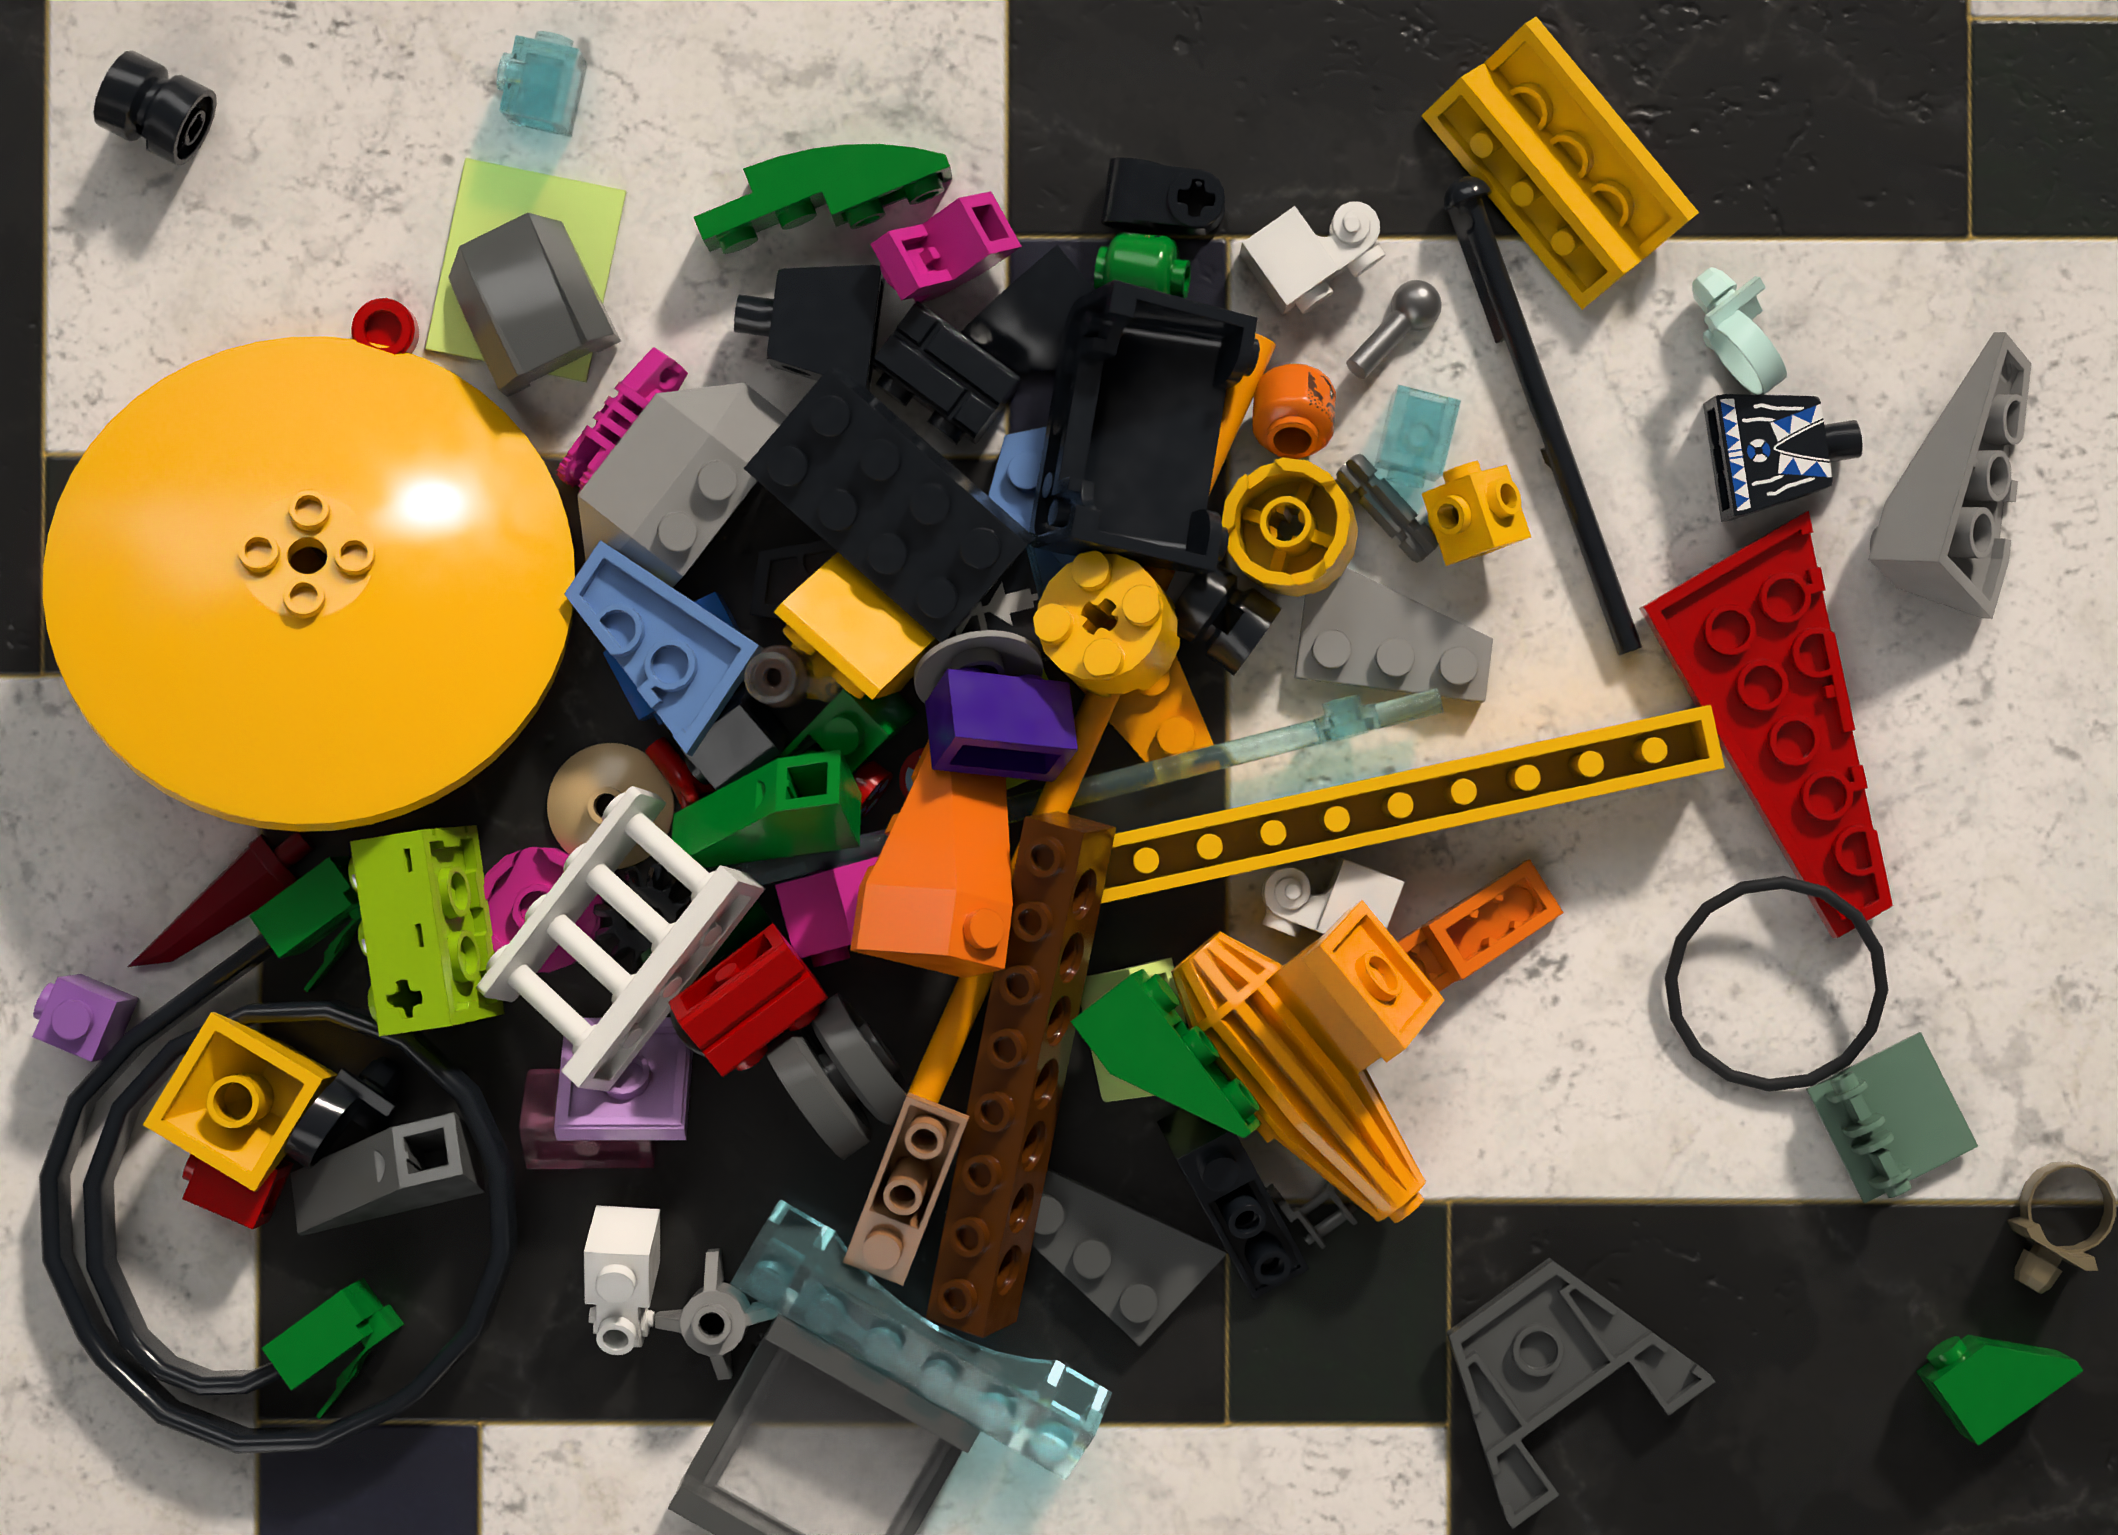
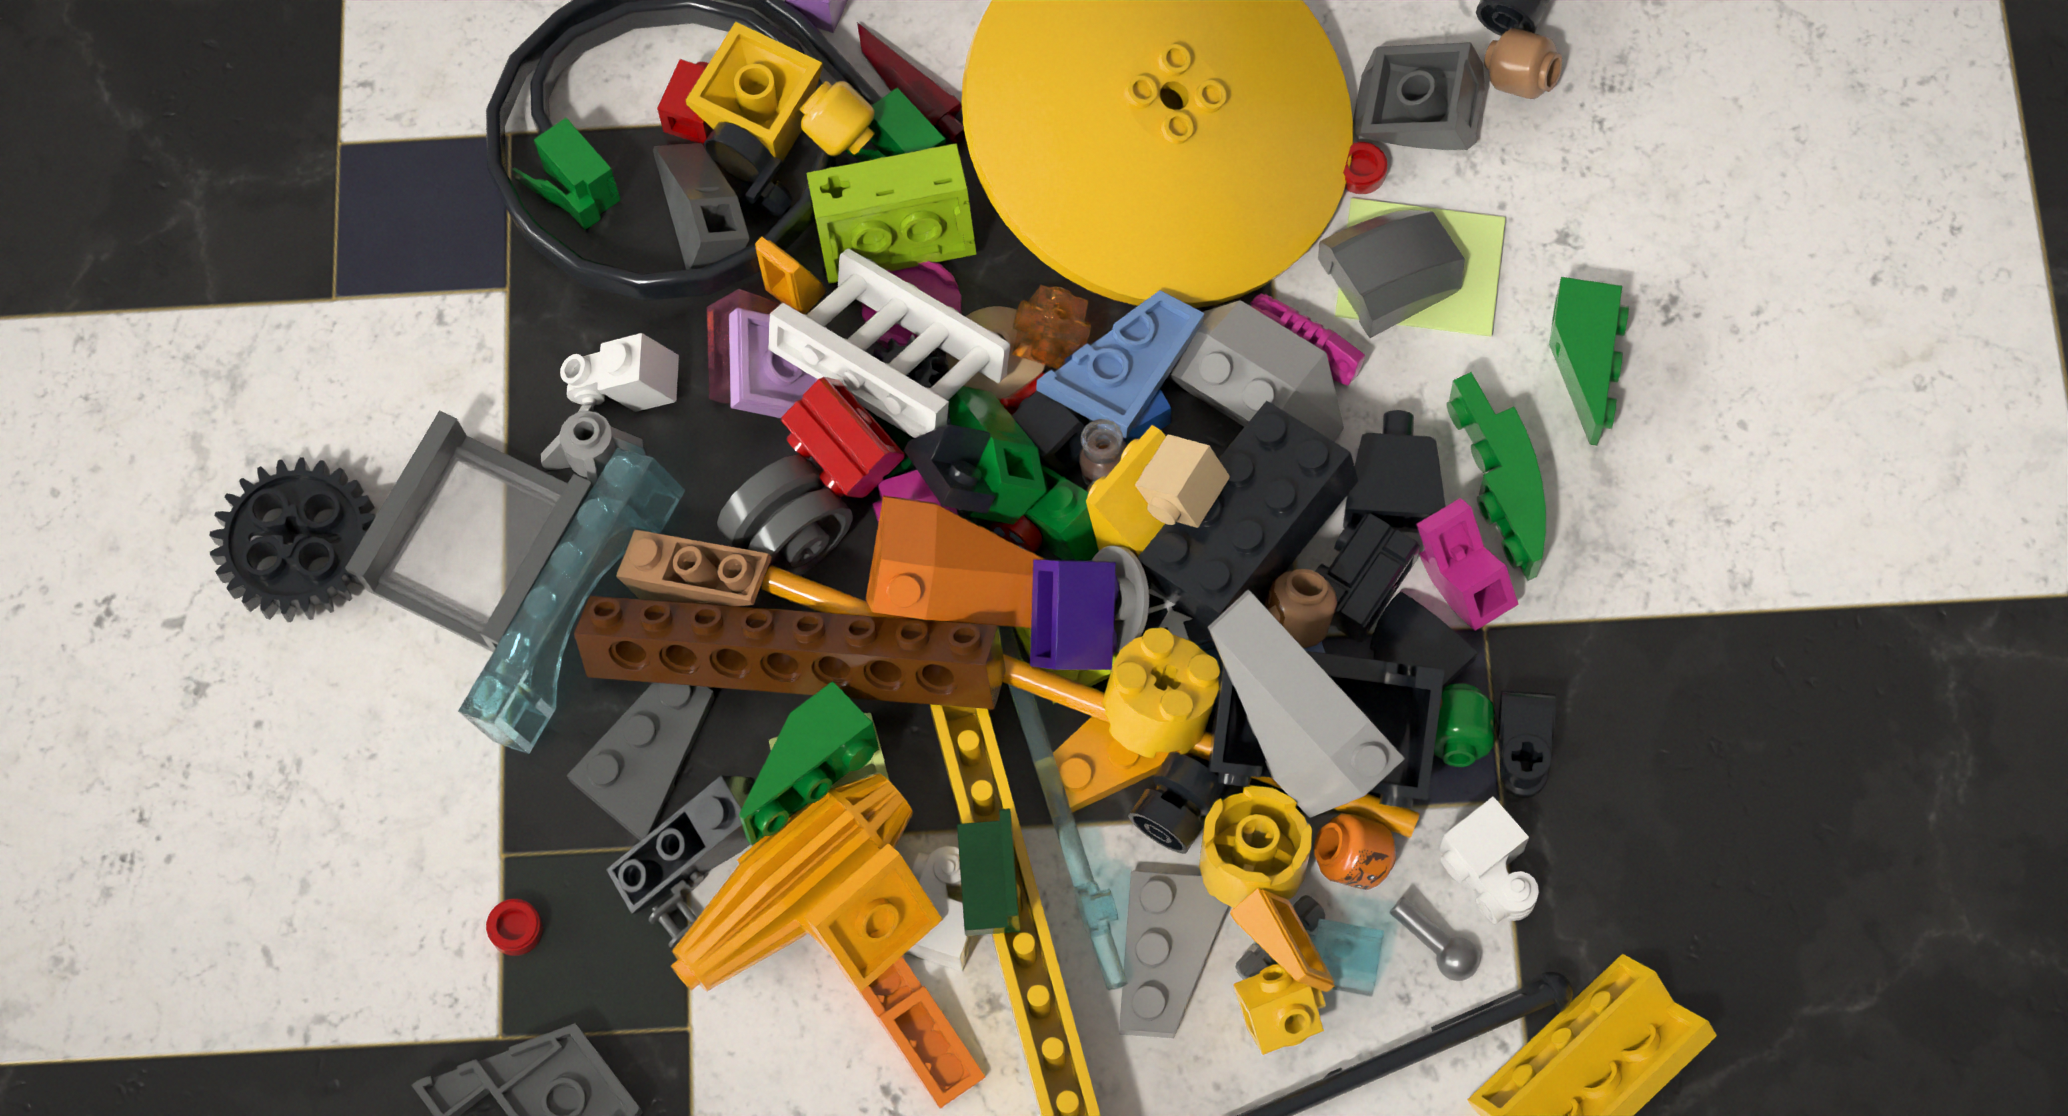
camera: 90 degrees right, 20 degrees down
(256, 112) = (1523, 63): none -> medium nougat head
(295, 994) = (837, 118): none -> yellow head
(296, 248) = (1421, 96): none -> dark grey slope
(500, 1061) = (787, 277): none -> light orange slope
(542, 83) = (1569, 254): clear light blue brick -> none
(593, 734) = (1050, 326): none -> clear orange brick
(655, 75) = (1583, 342): none -> green slope
(810, 866) = (949, 463): none -> black slope
(859, 579) = (1182, 481): none -> tan brick
(1001, 451) = (1302, 605): none -> medium nougat head
(1159, 456) = (1307, 727): none -> light grey wedge
(1319, 1408) = (514, 927): none -> red tile
(1324, 842) = (988, 876): none -> dark green panel
(1409, 501) = (1282, 935): none -> light orange slope

